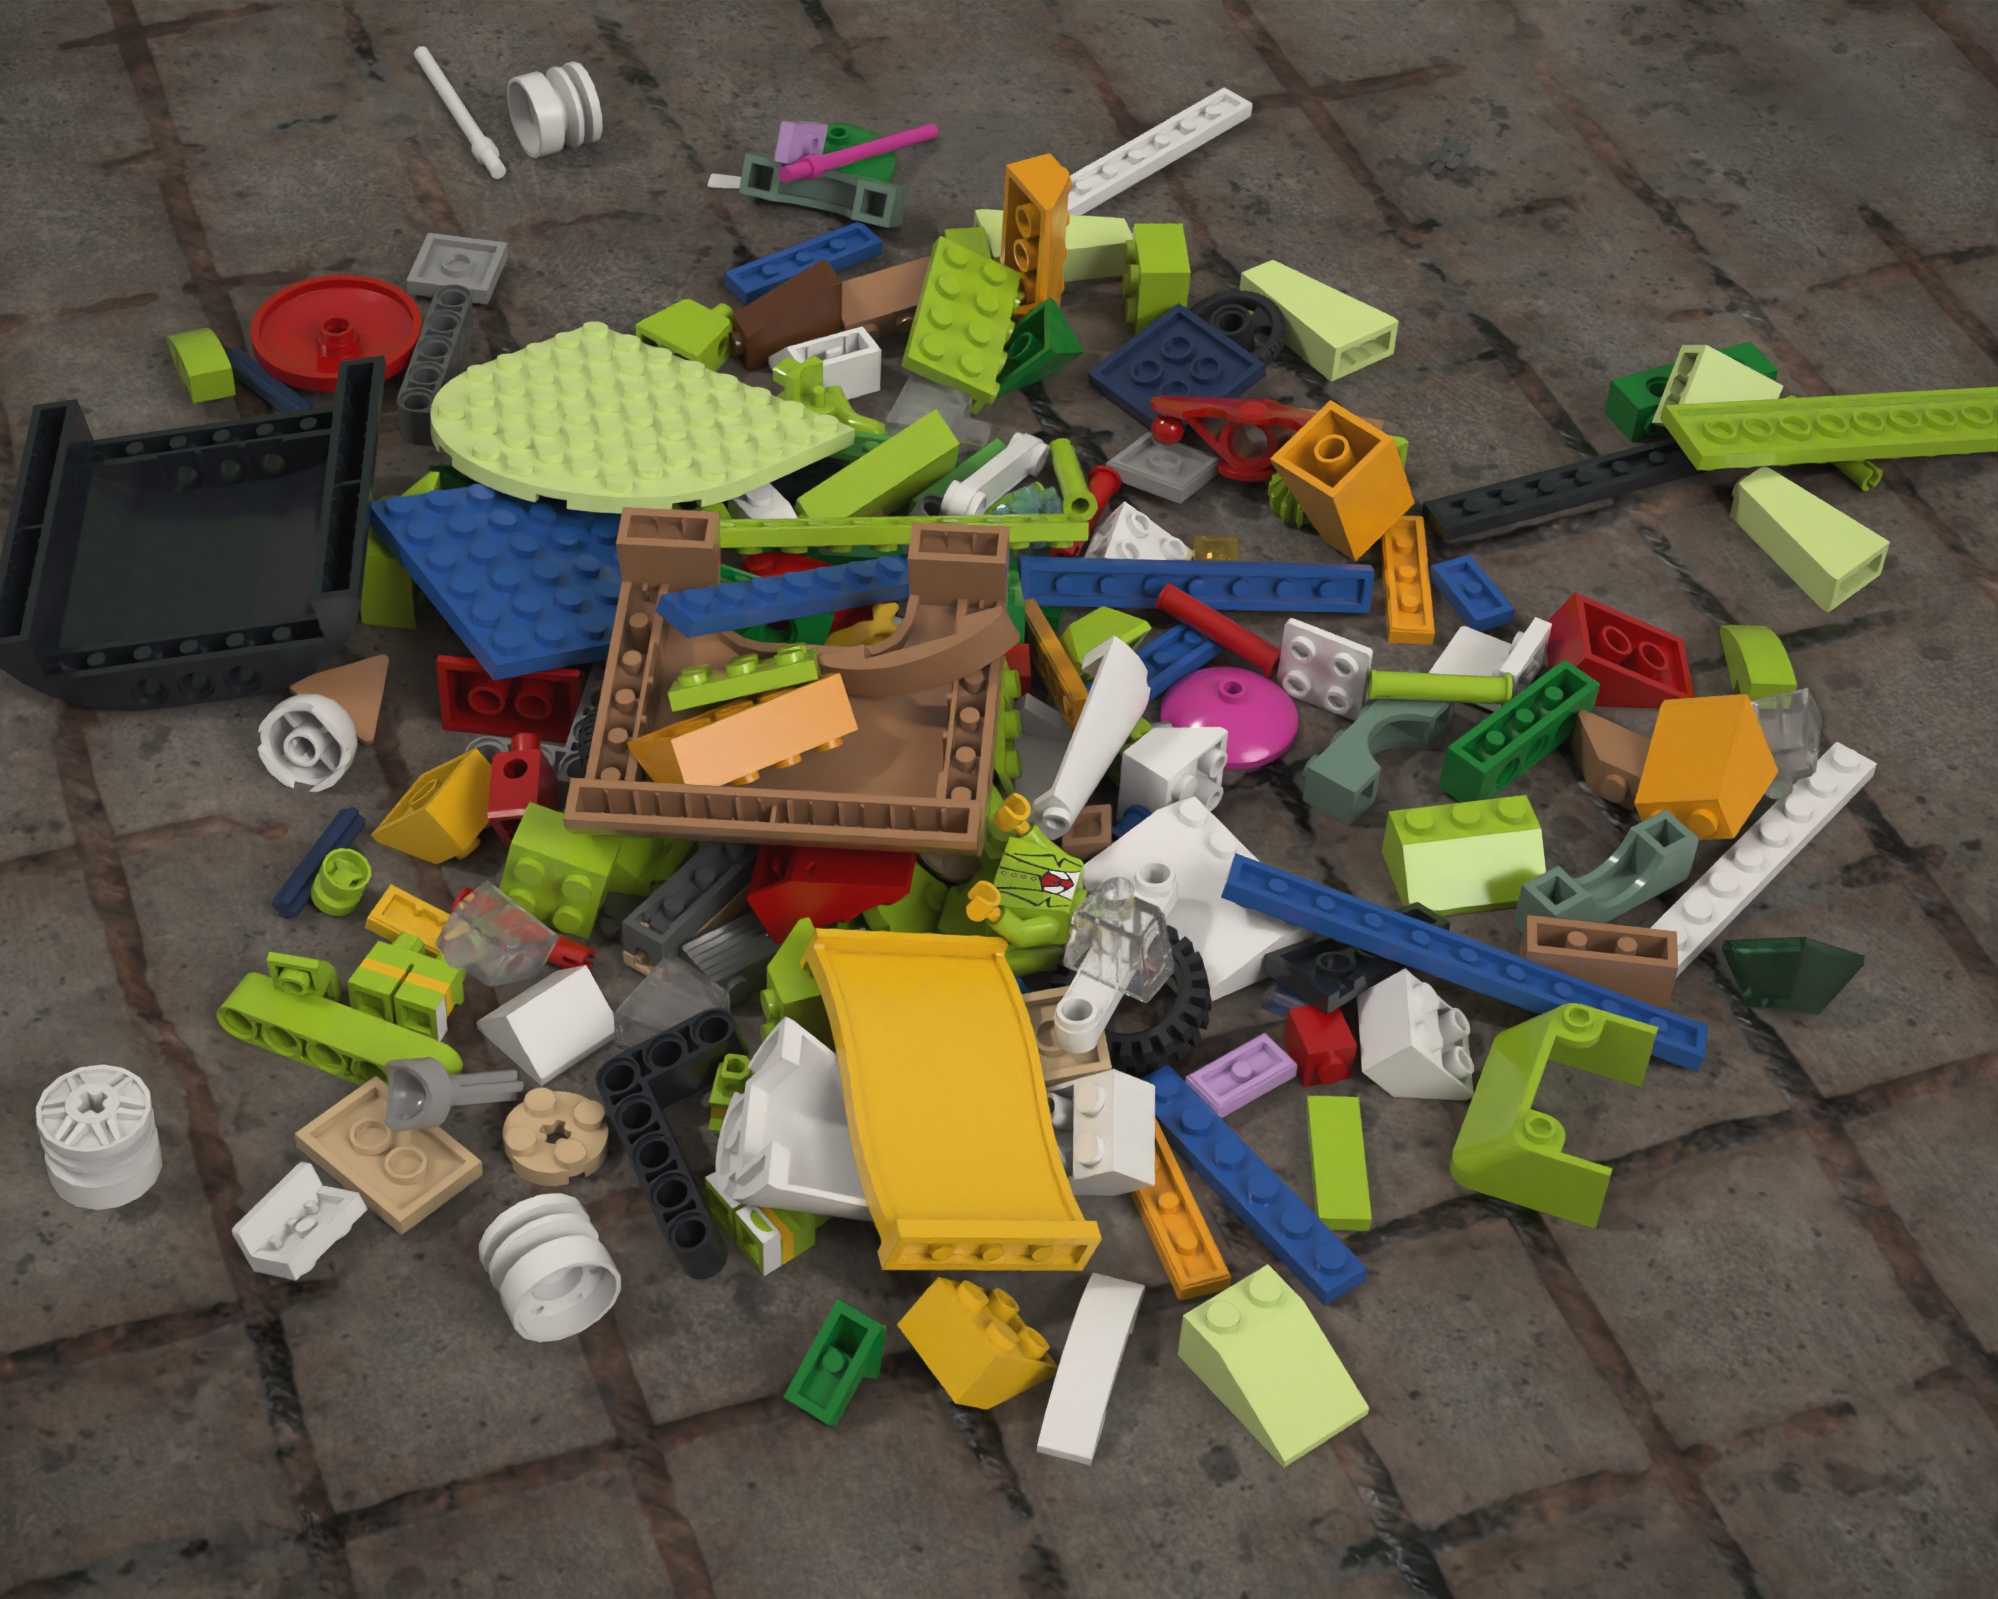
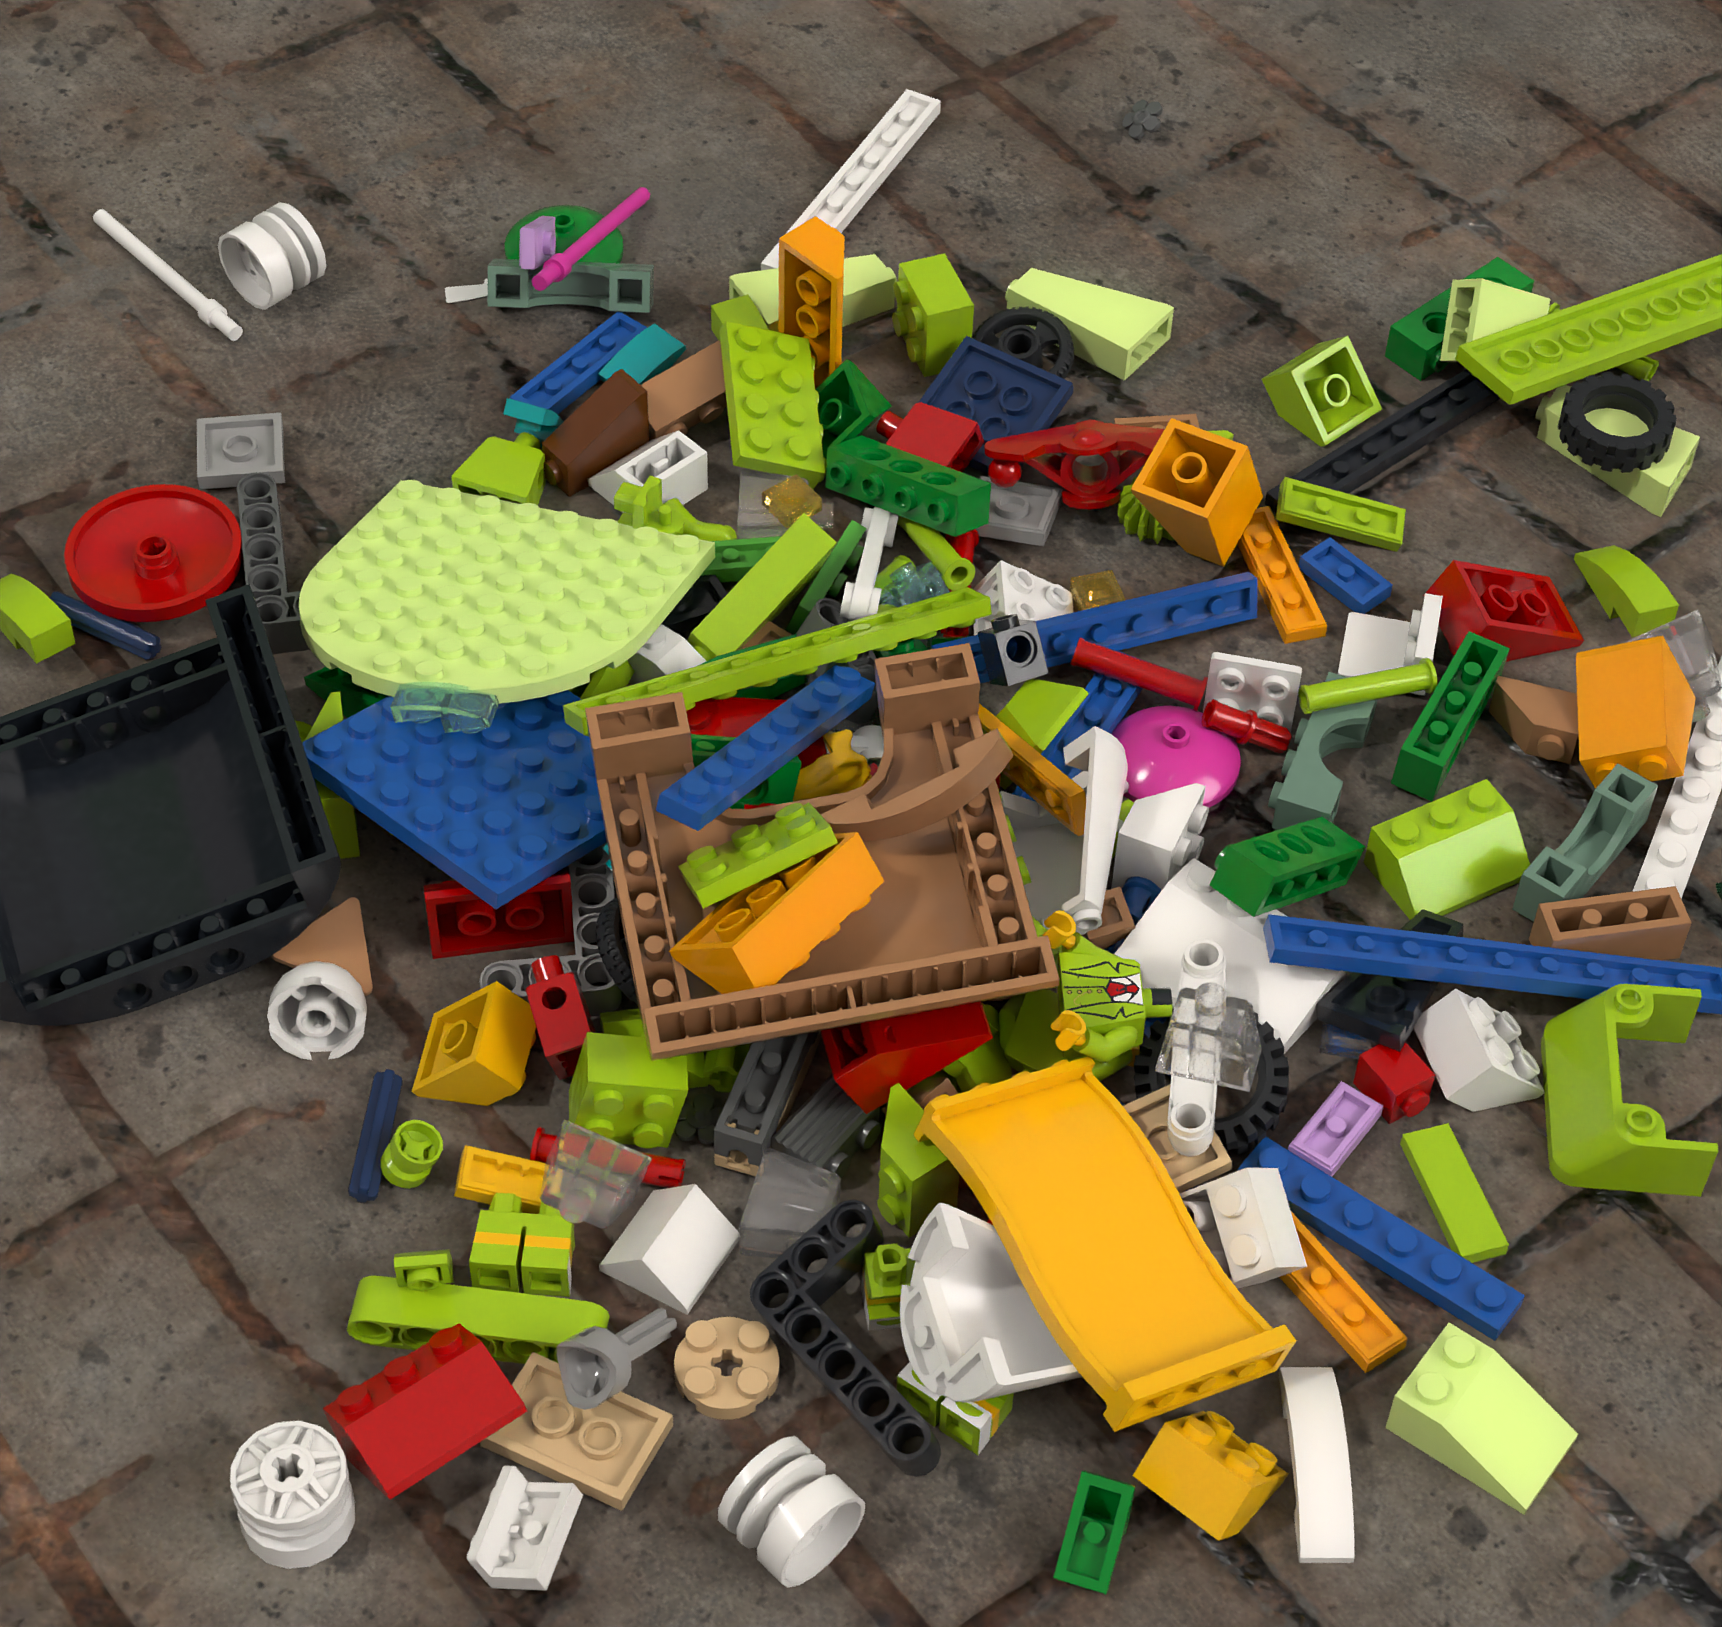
camera: 15 degrees left, 5 degrees up
(248, 1093) = (423, 1410): none -> red slope
(528, 498) = (453, 703): none -> clear light blue slope
(729, 288) = (532, 419): none -> teal slope
(867, 259) = (645, 355): none -> teal slope
(949, 404) = (790, 500): none -> clear yellow plate
(1064, 419) = (908, 485): none -> green brick
(1104, 393) = (933, 435): none -> red torso
(1109, 590) = (1029, 657): none -> black brick
(1285, 823) = (1286, 865): none -> green brick
(1308, 701) = (1245, 727): none -> red axle
(1490, 537) = (1340, 514): none -> lime tile
(1522, 427) = (1323, 391): none -> lime slope
(1798, 535) = (1613, 450): none -> black tyre

